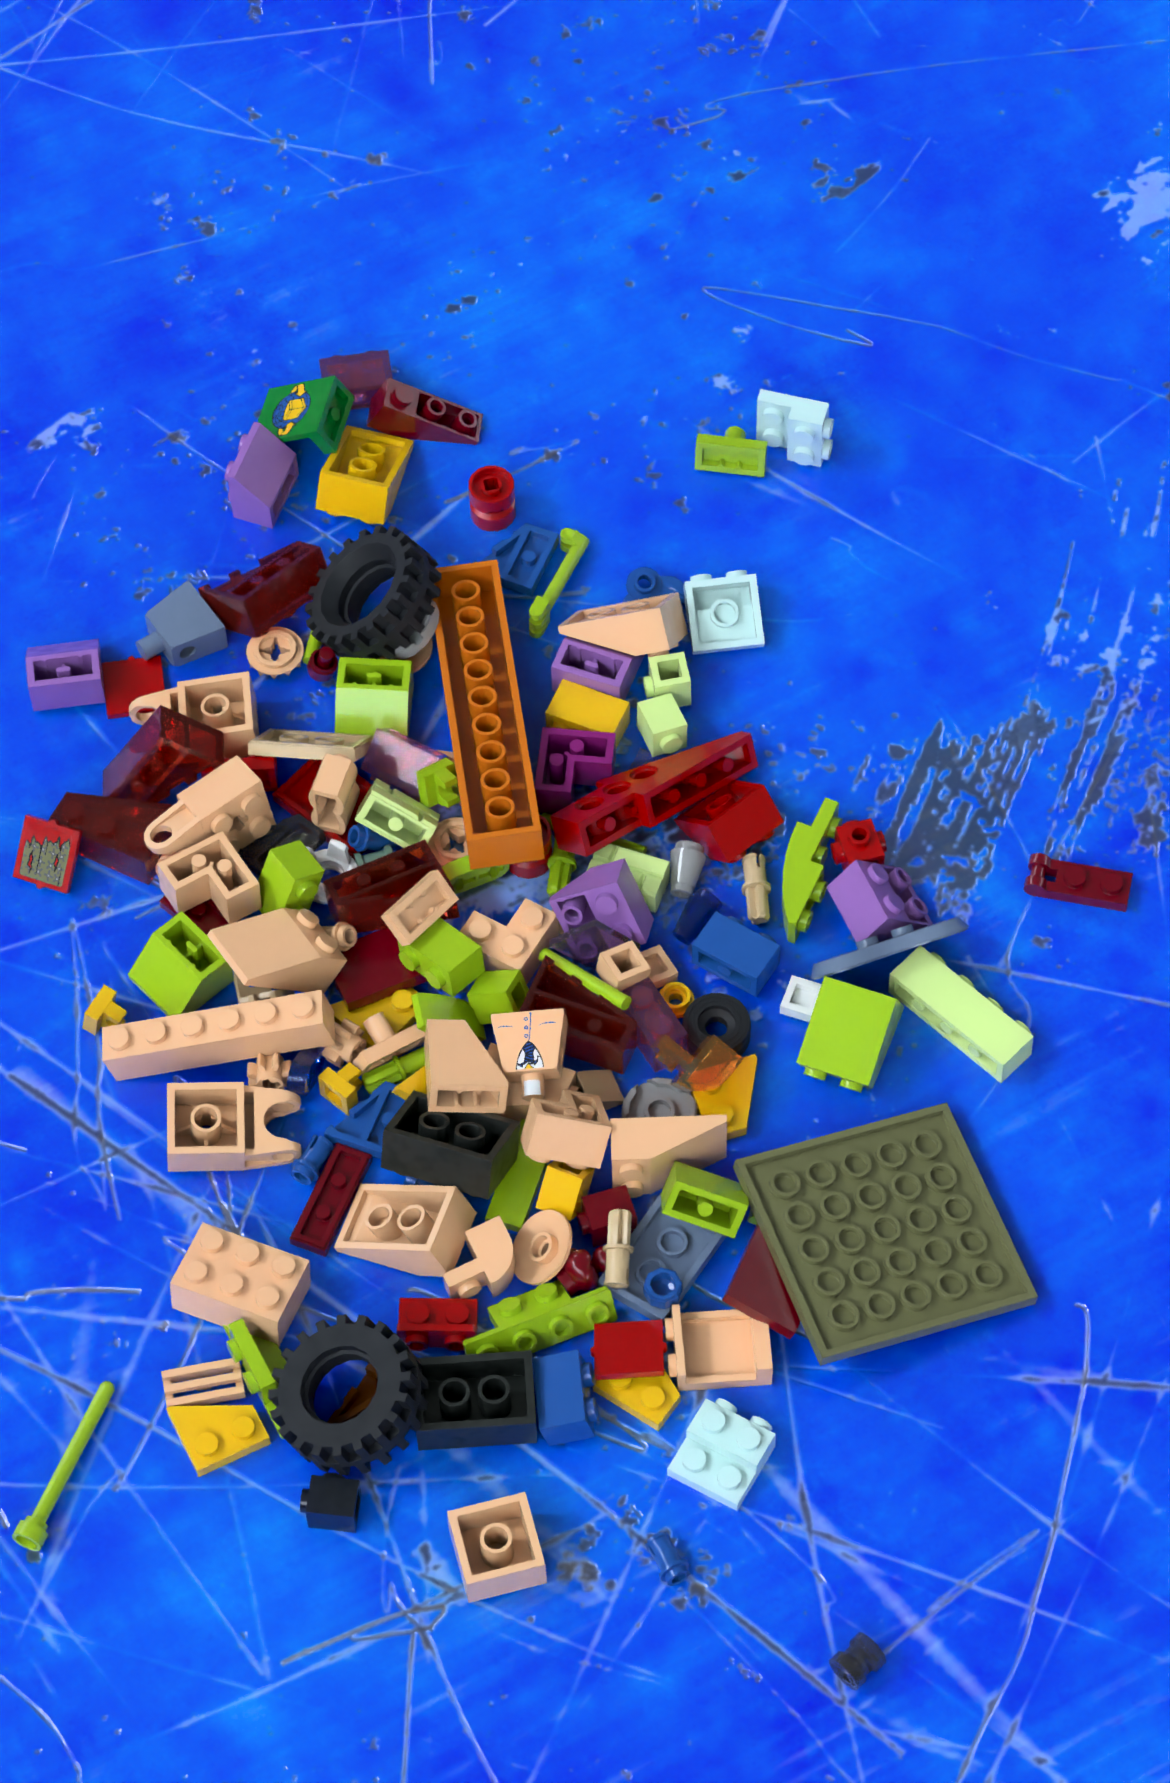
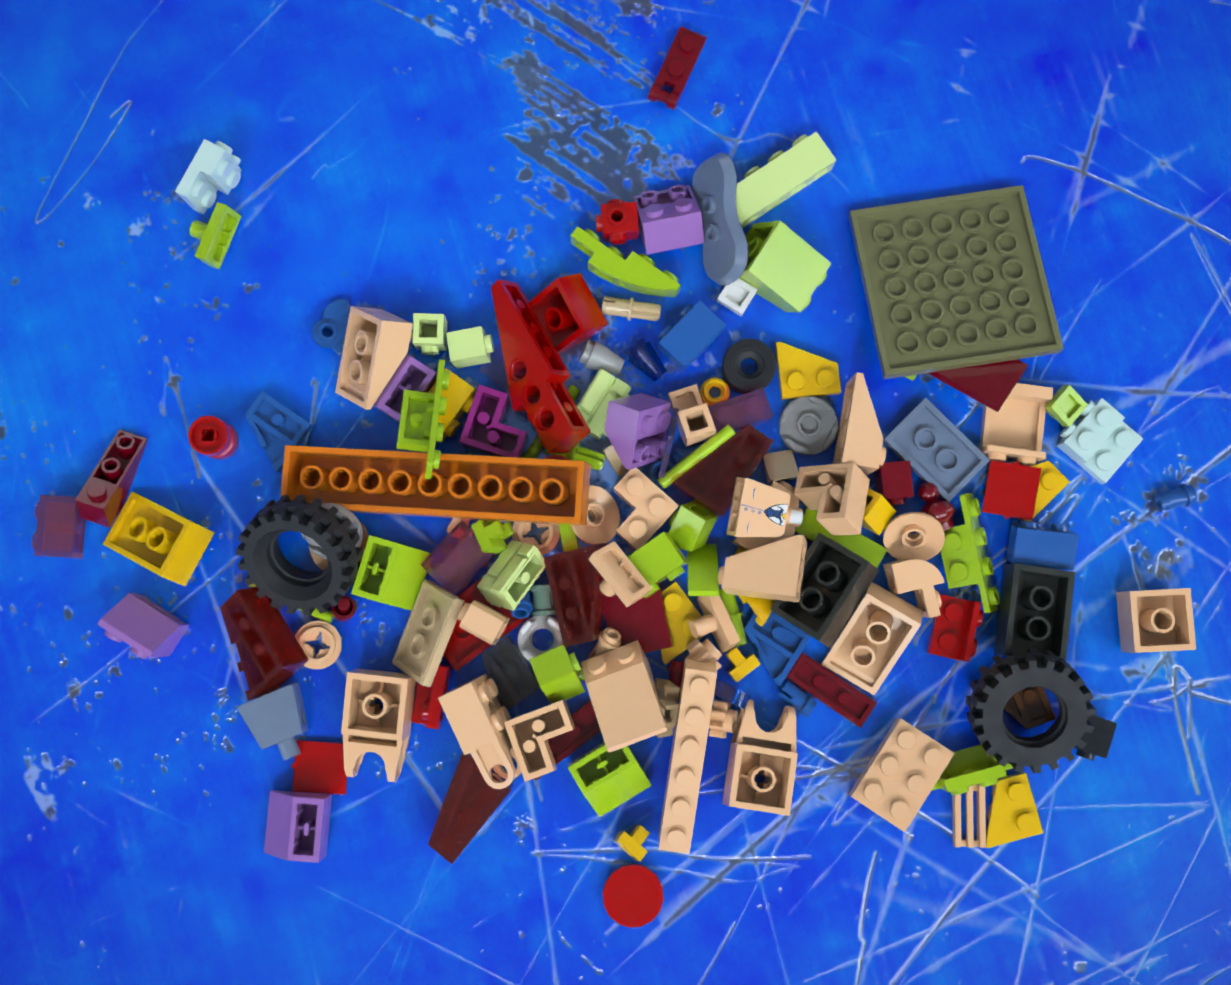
camera: 85 degrees left, 25 degrees up
(32, 1531) = (1069, 967): lime piece -> none
(40, 1030) = (633, 895): none -> red tile
(47, 853) = (476, 867): piece -> none
(162, 756) = (417, 760): clear red wedge -> none
(308, 410) = (92, 577): green panel -> none
(507, 887) = (603, 518): none -> light nougat dish
(556, 674) = (419, 420): none -> lime bracket
(574, 545) = (273, 379): lime hinge -> none
(618, 1249) = (936, 480): tan axle -> none
(662, 1288) = (972, 454): blue tile -> none
(702, 1071) = (798, 382): clear orange brick -> none
(704, 1199) = (905, 407): lime brick -> none
(723, 612) = (371, 275): light aqua plate -> none
(755, 1394) = (1065, 406): none -> lime tile

